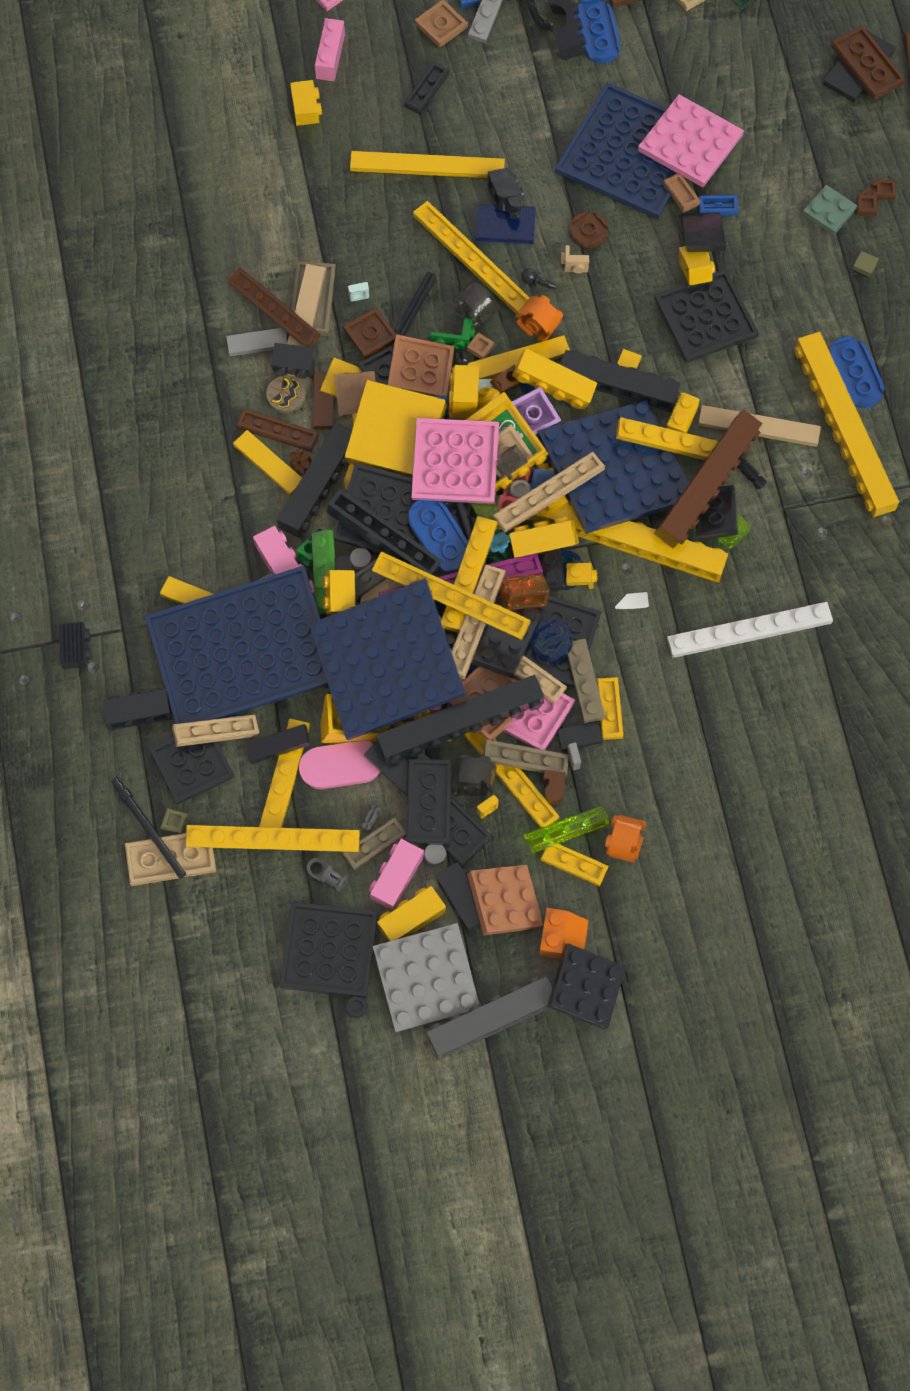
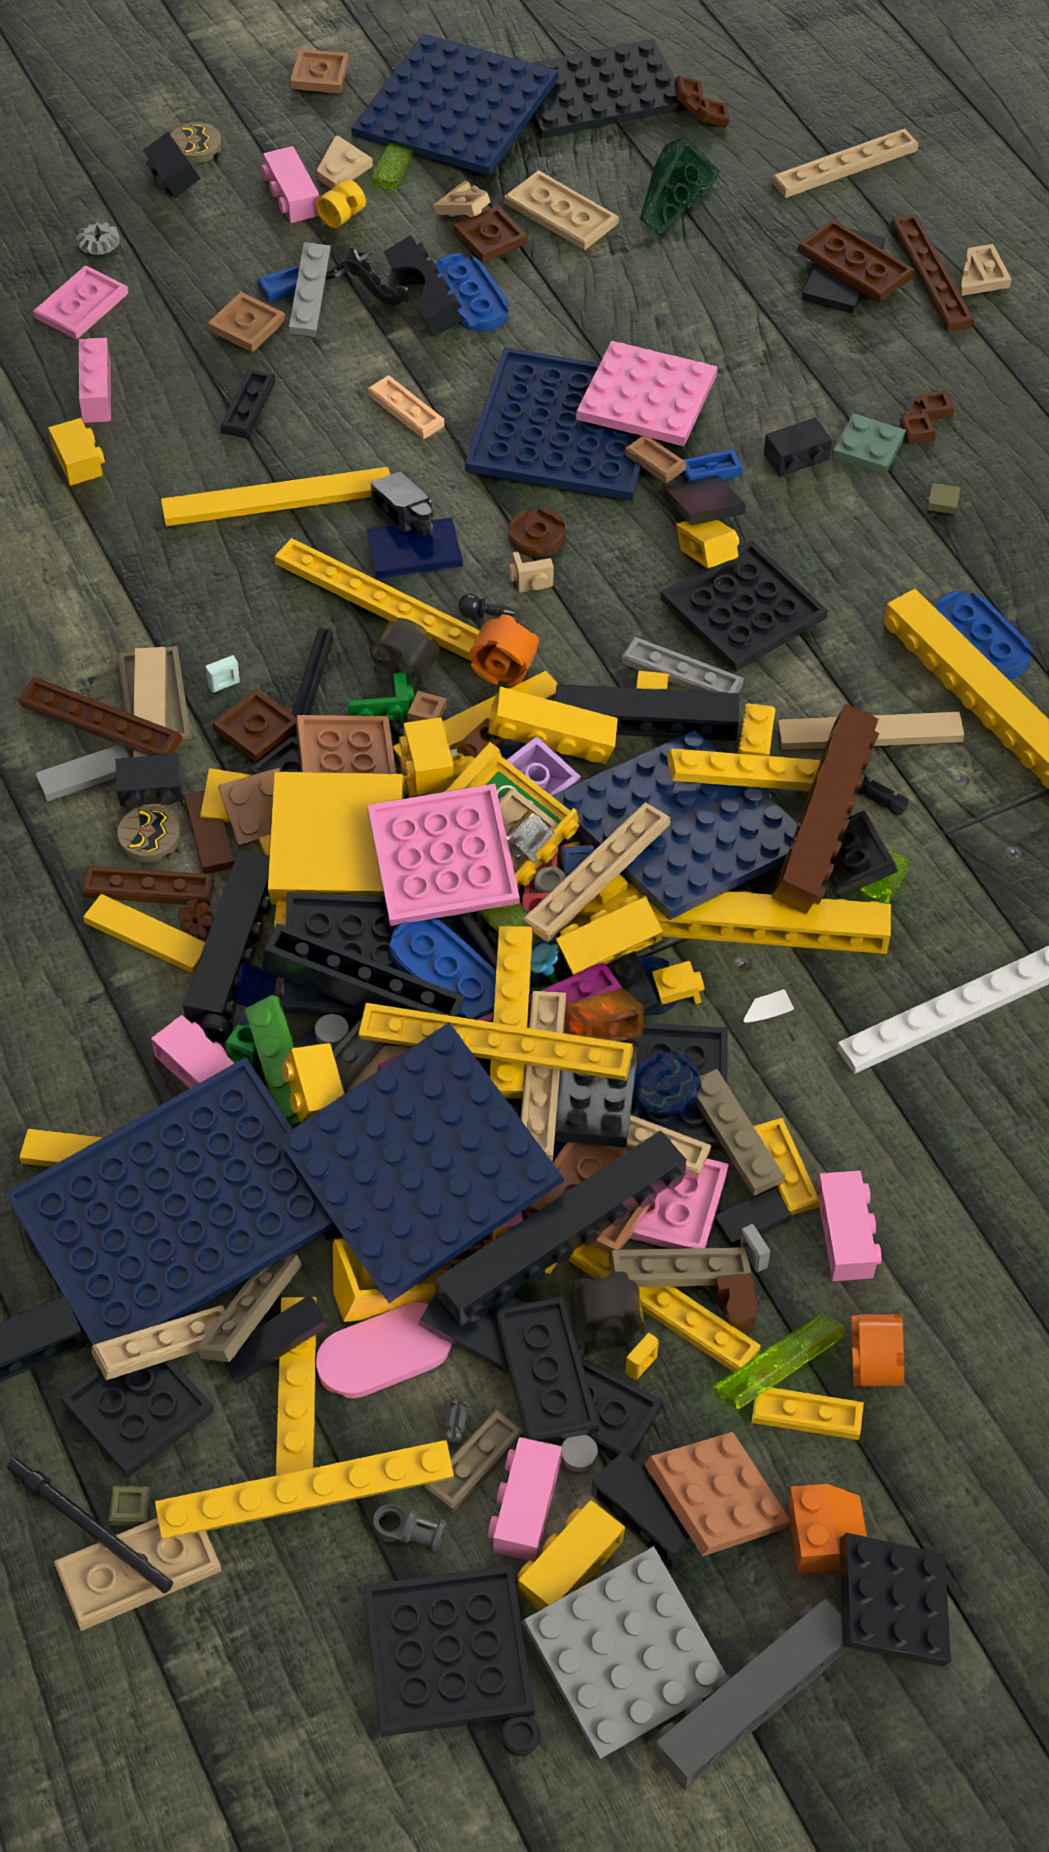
camera: 15 degrees left, 15 degrees down
(267, 722) = (247, 1310): none -> dark tan plate
(294, 537) = (216, 1027): none -> black tile
(321, 518) = (253, 985): none -> clear blue piece
(529, 113) = (406, 407): none -> light nougat tile
(634, 755) = (848, 1226): none -> bright pink brick
(652, 353) = (681, 669): none -> light grey tile
(779, 203) = (797, 447): none -> black brick

